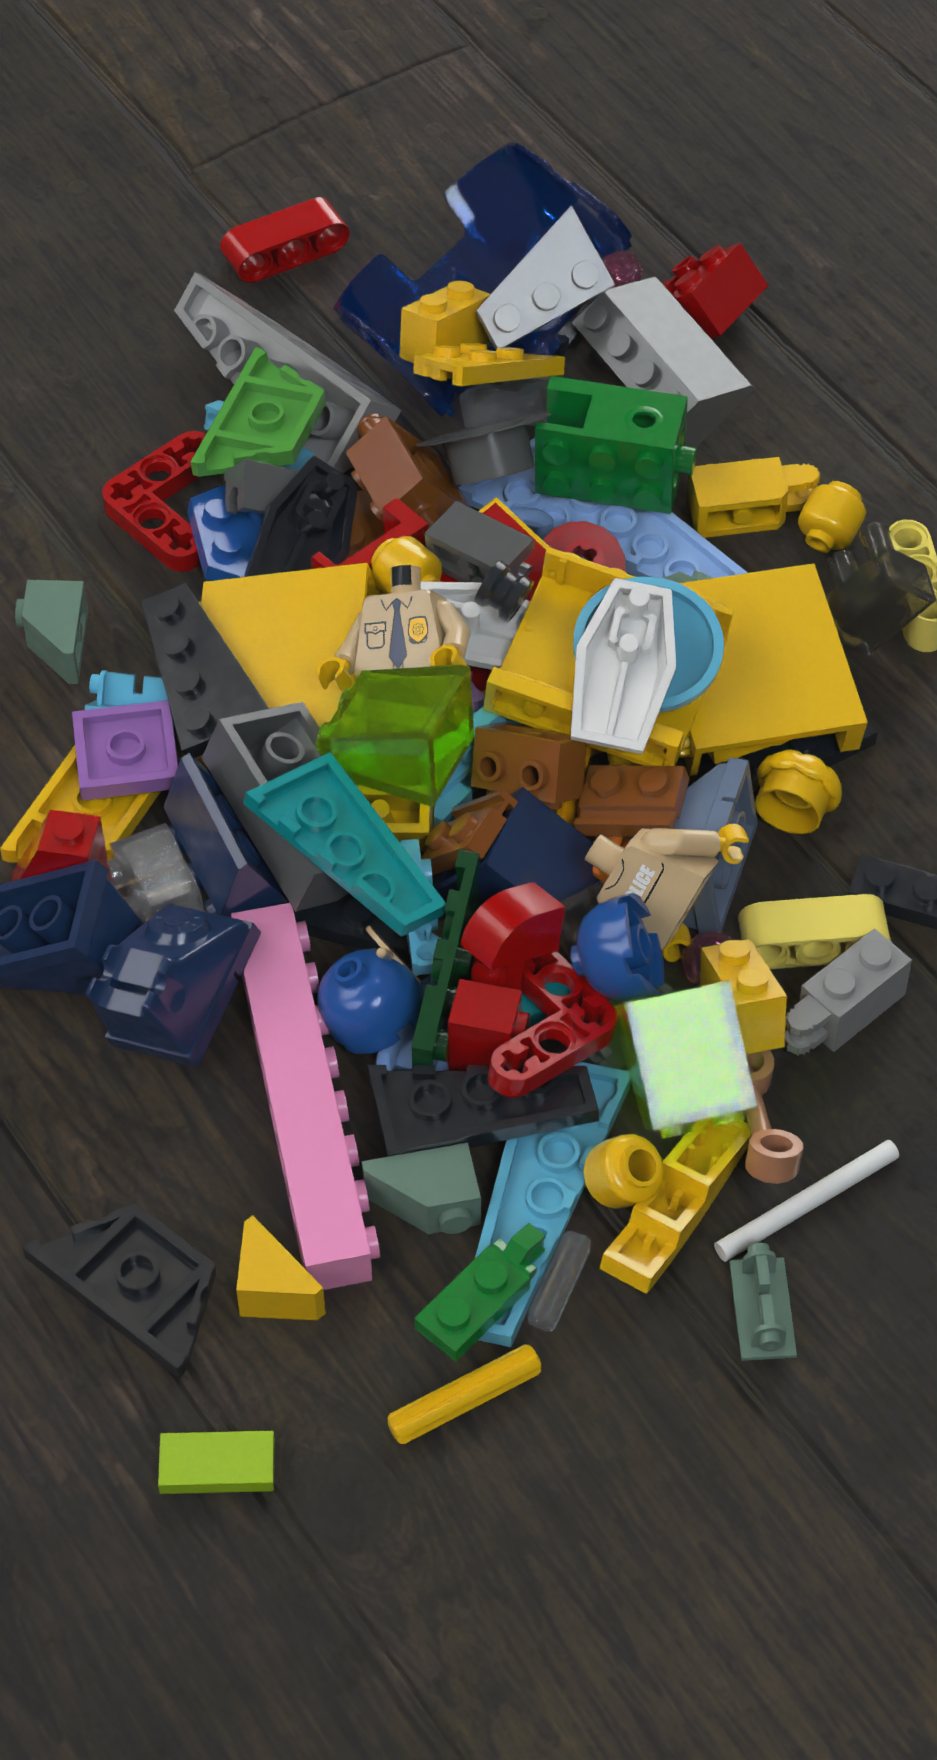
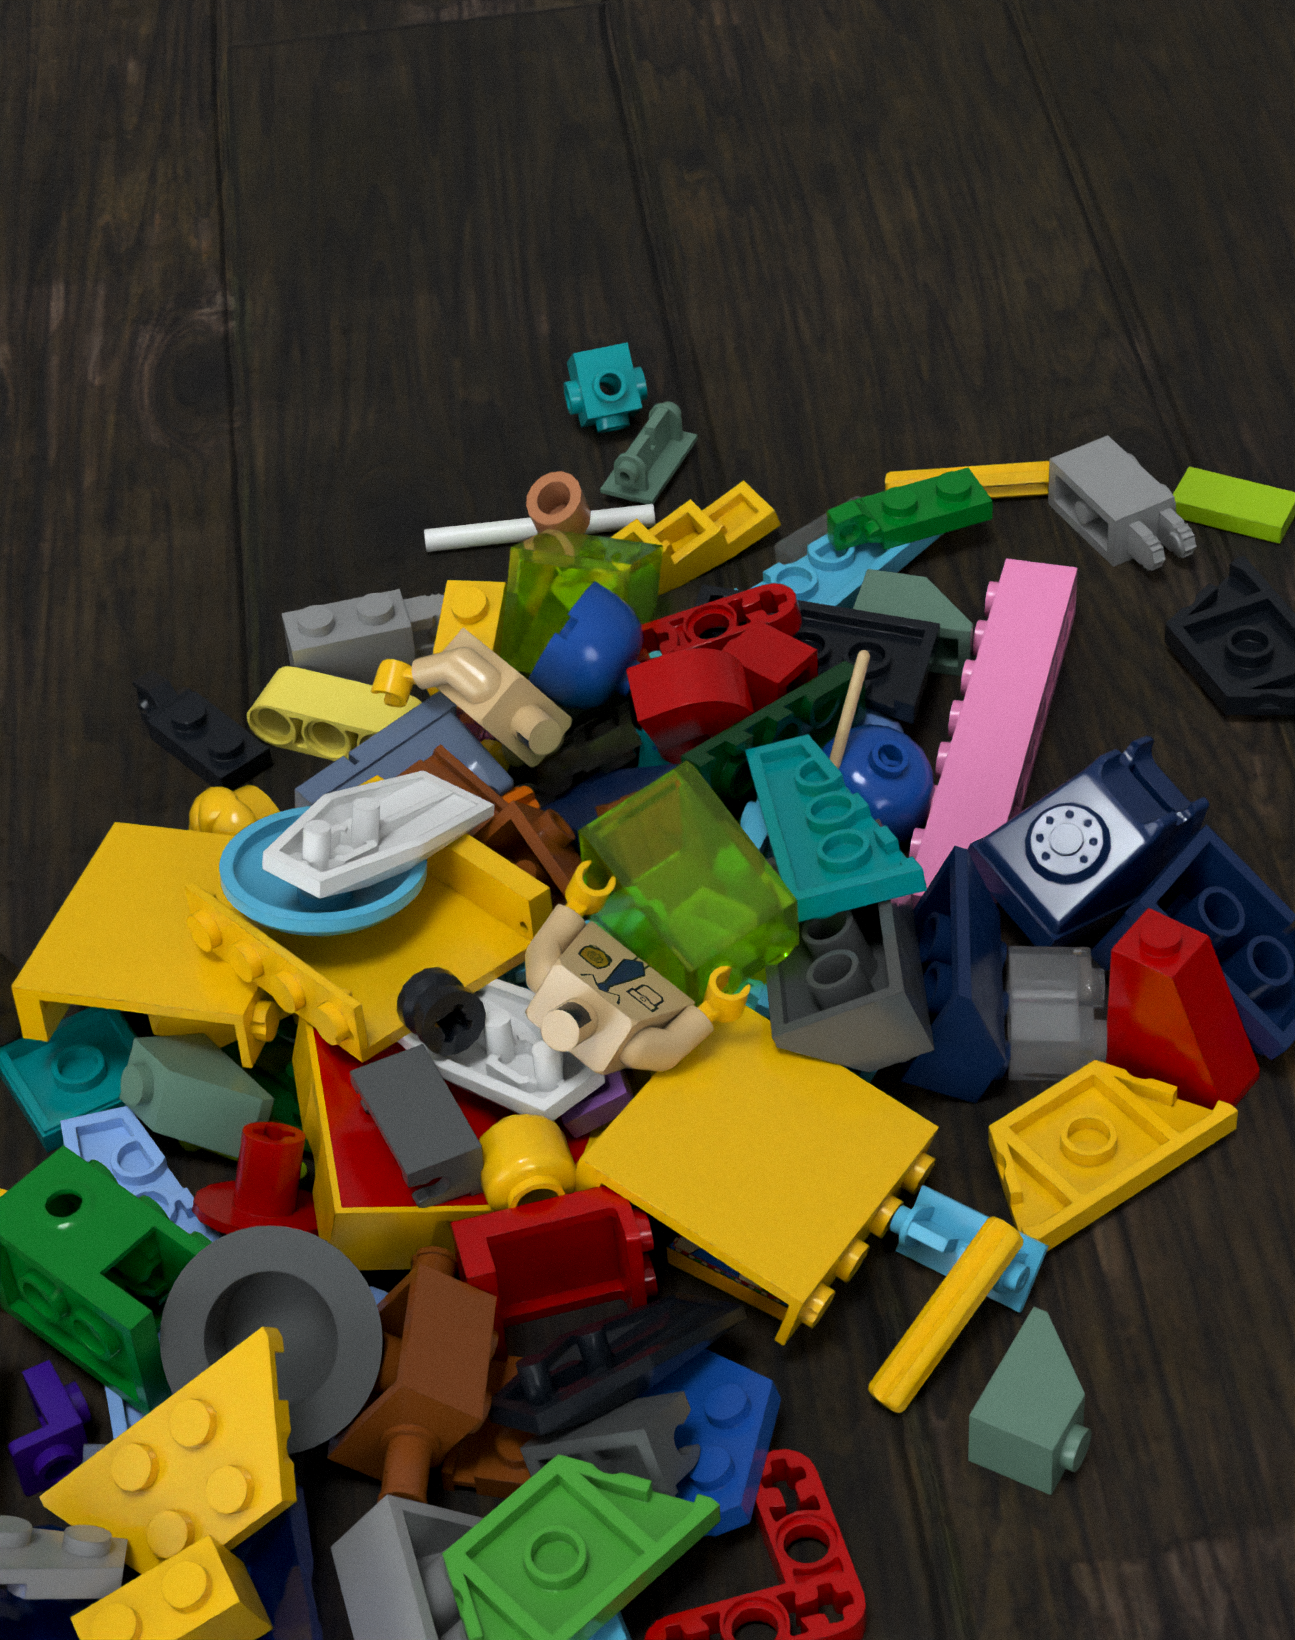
camera: 150 degrees left, 10 degrees down
(122, 646) = (945, 1314): none -> yellow axle
(125, 749) = (1020, 1144): medium lavender plate -> none
(196, 668) = (876, 1176): black wing -> none
(273, 1281) = (1113, 600): yellow slope -> none
(314, 1397) = (1117, 505): none -> light grey hinge
(623, 1171) = (706, 556): yellow head -> none
(848, 1349) = (611, 369): none -> teal brick

